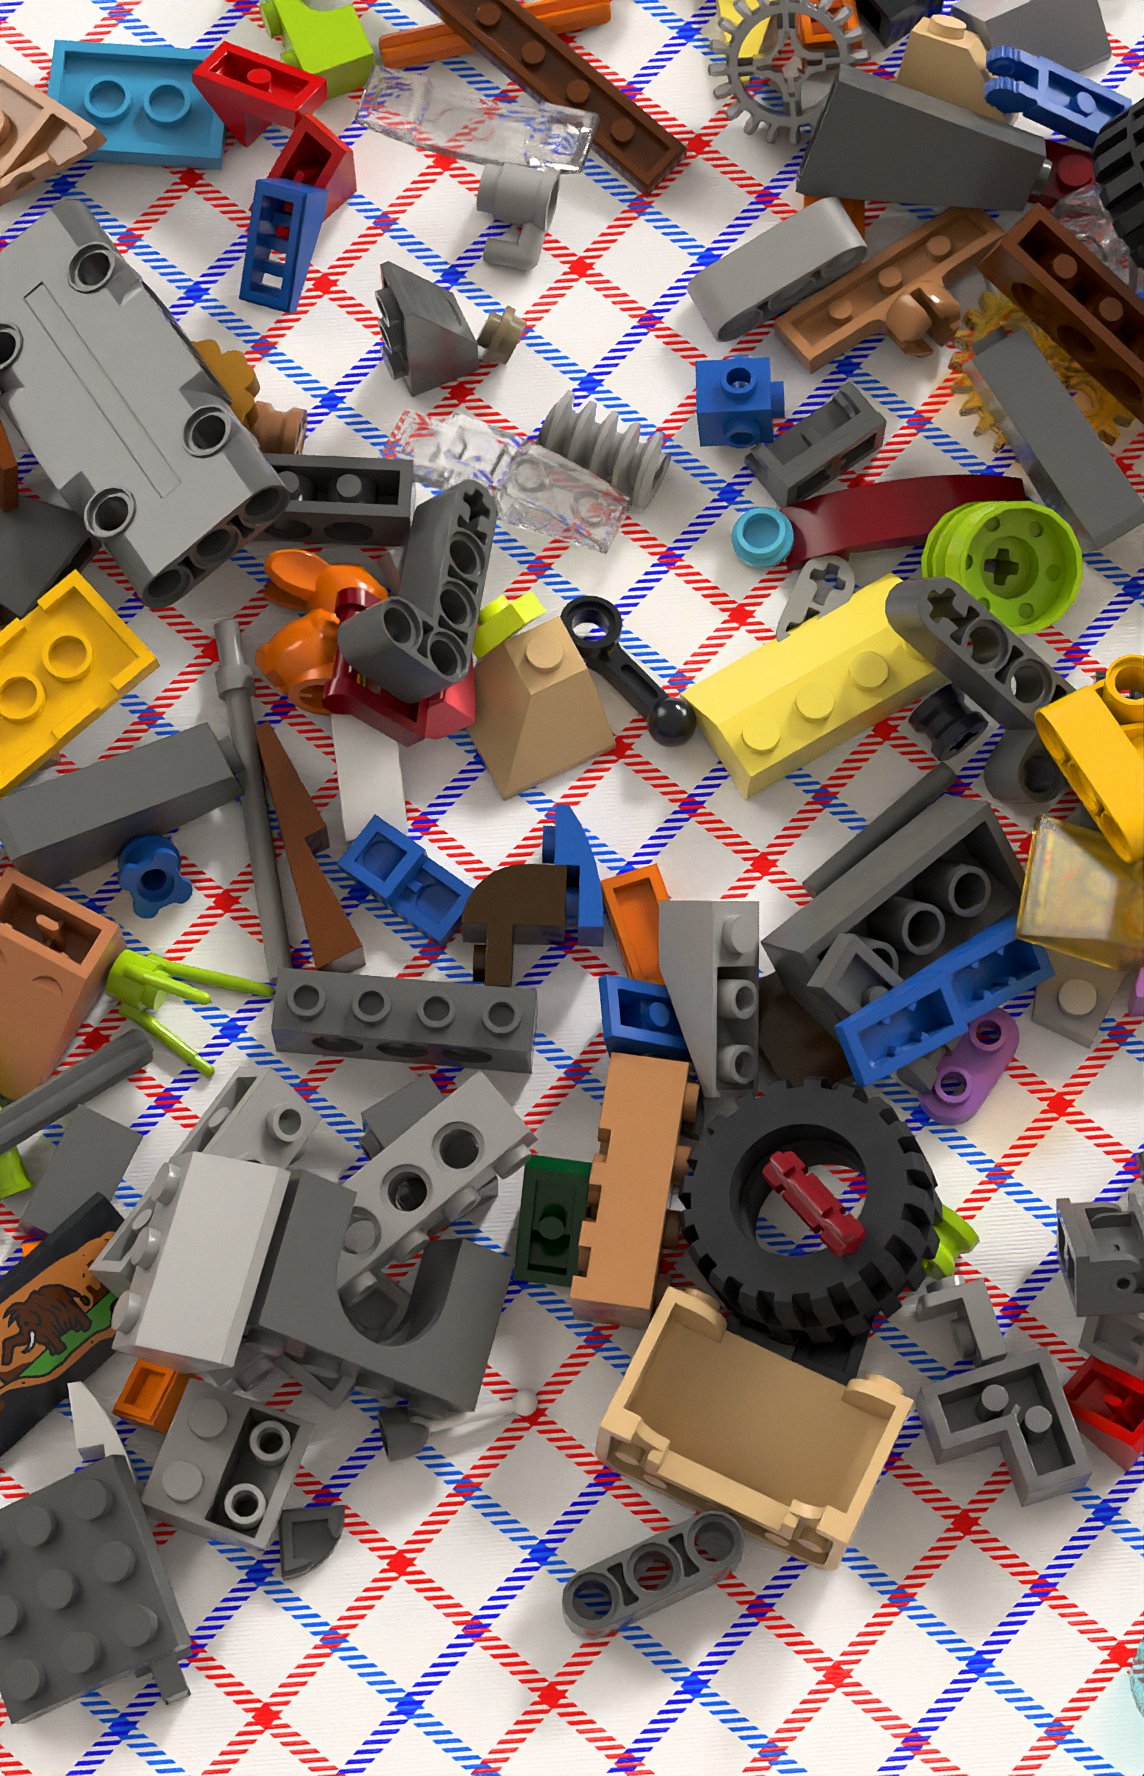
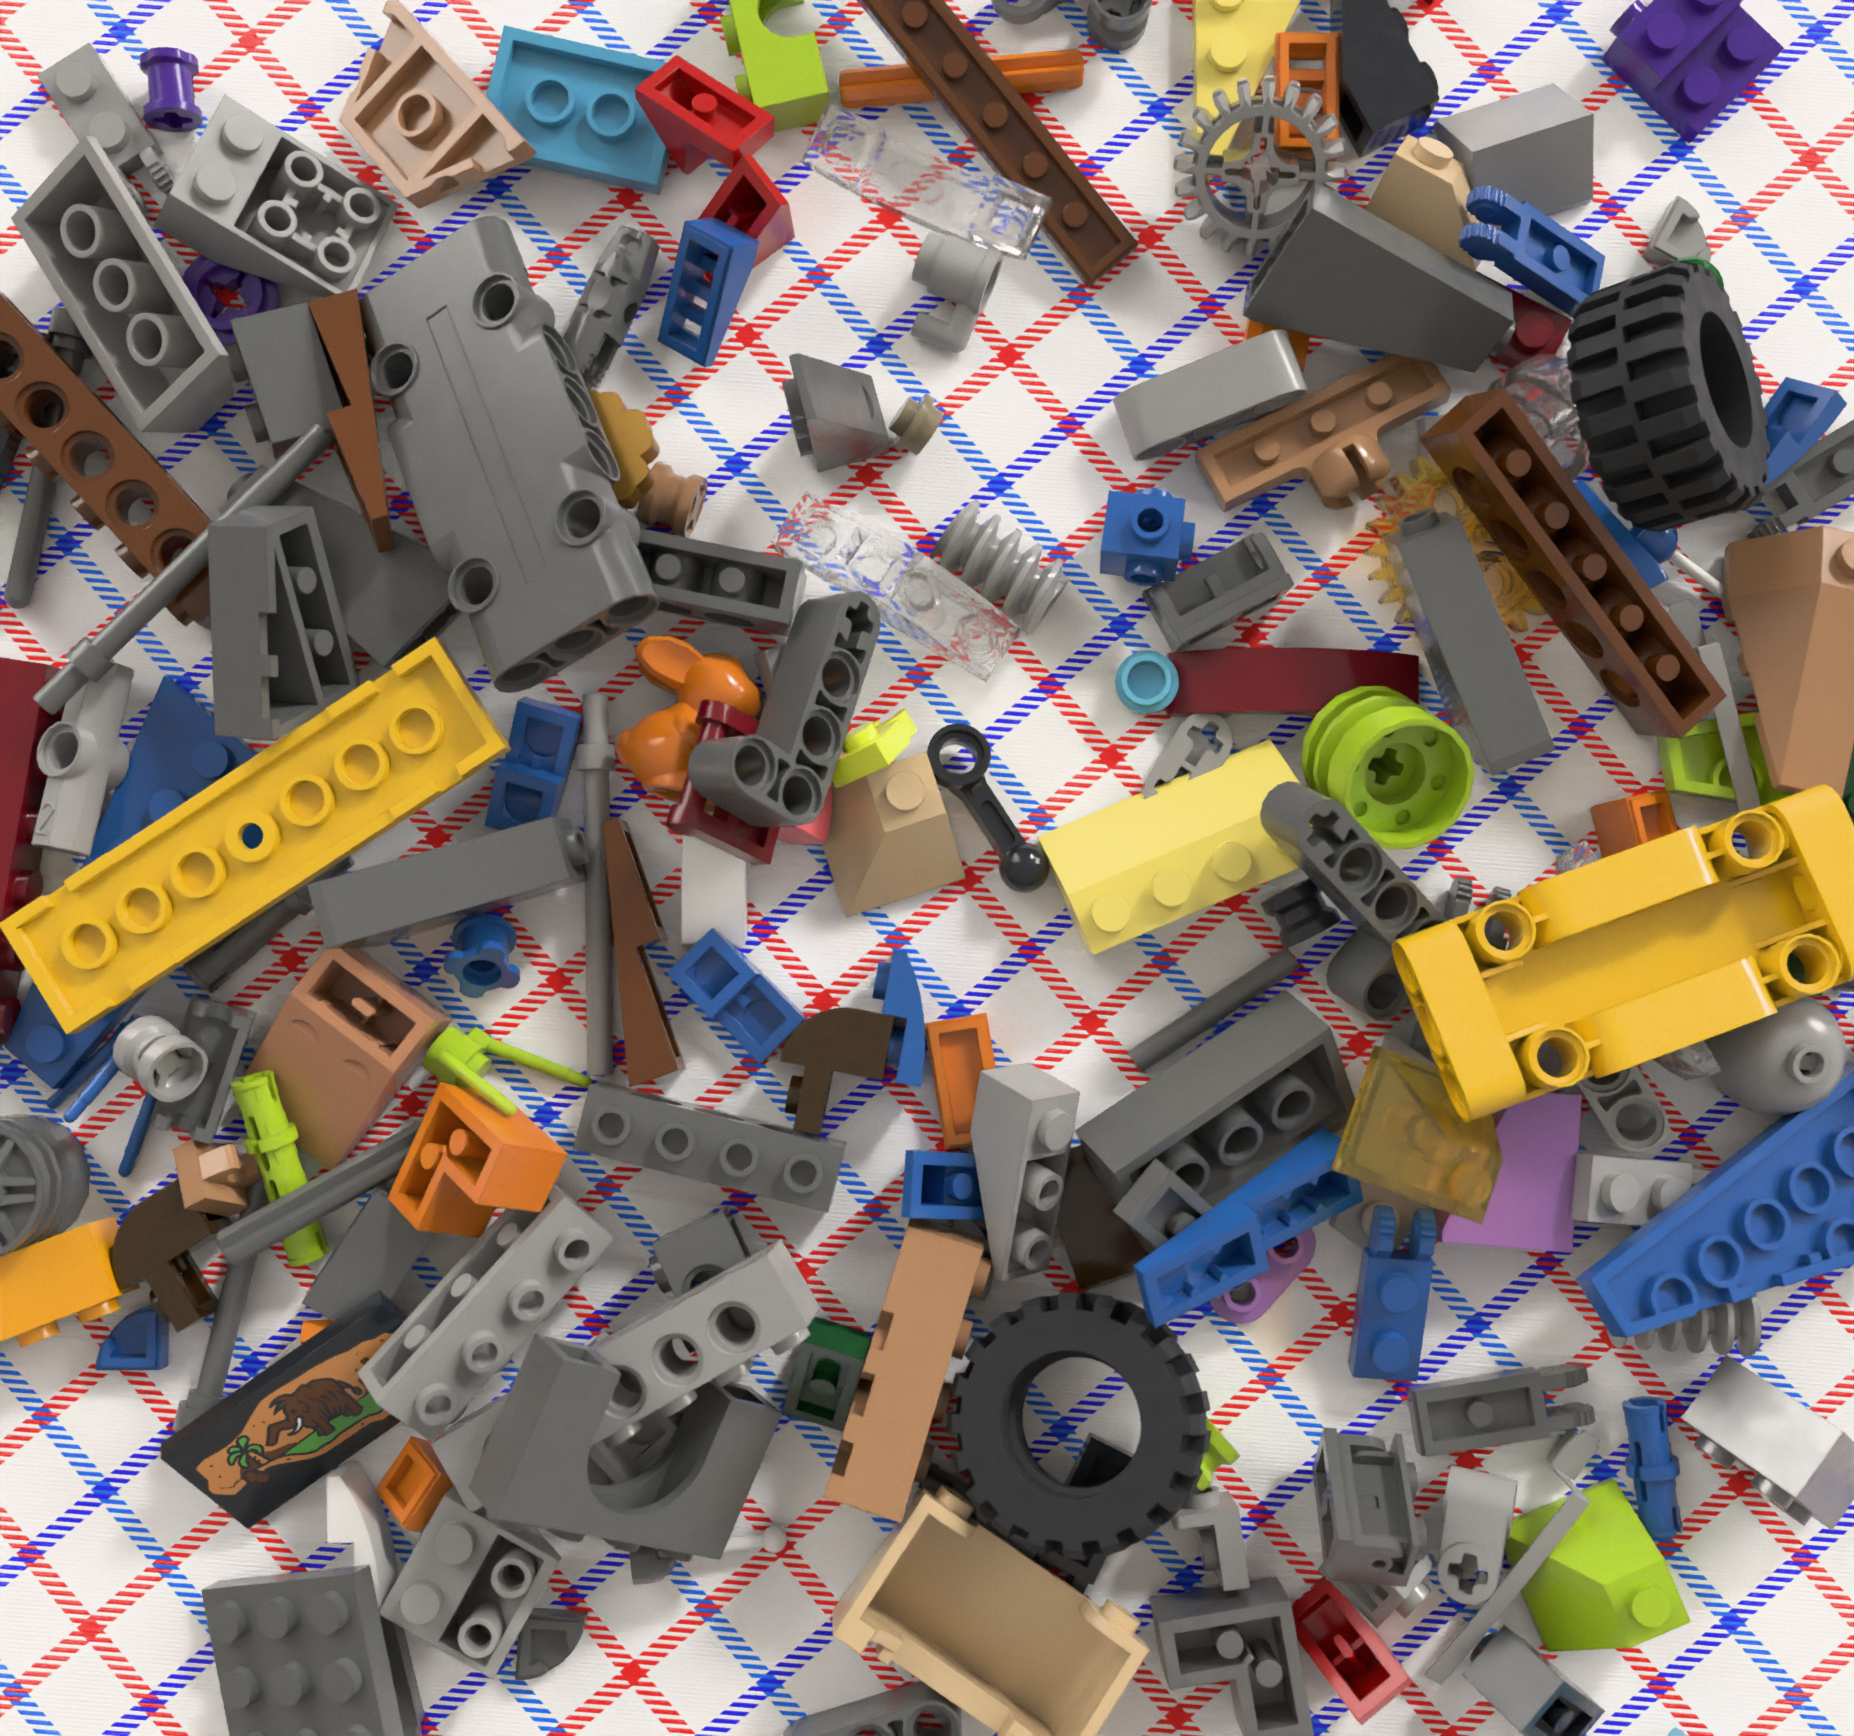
camera: 10 degrees right, 15 degrees up
(166, 1056) = (471, 1162): none -> orange brick
(177, 690) = (538, 766): none -> blue slope
(192, 261) = (610, 302): none -> dark grey hinge
(199, 1261) = (452, 1423): light grey slope -> none
(814, 1203) = (1083, 1456): dark red axle -> none
(1102, 1068) = (1392, 1298): none -> blue hinge

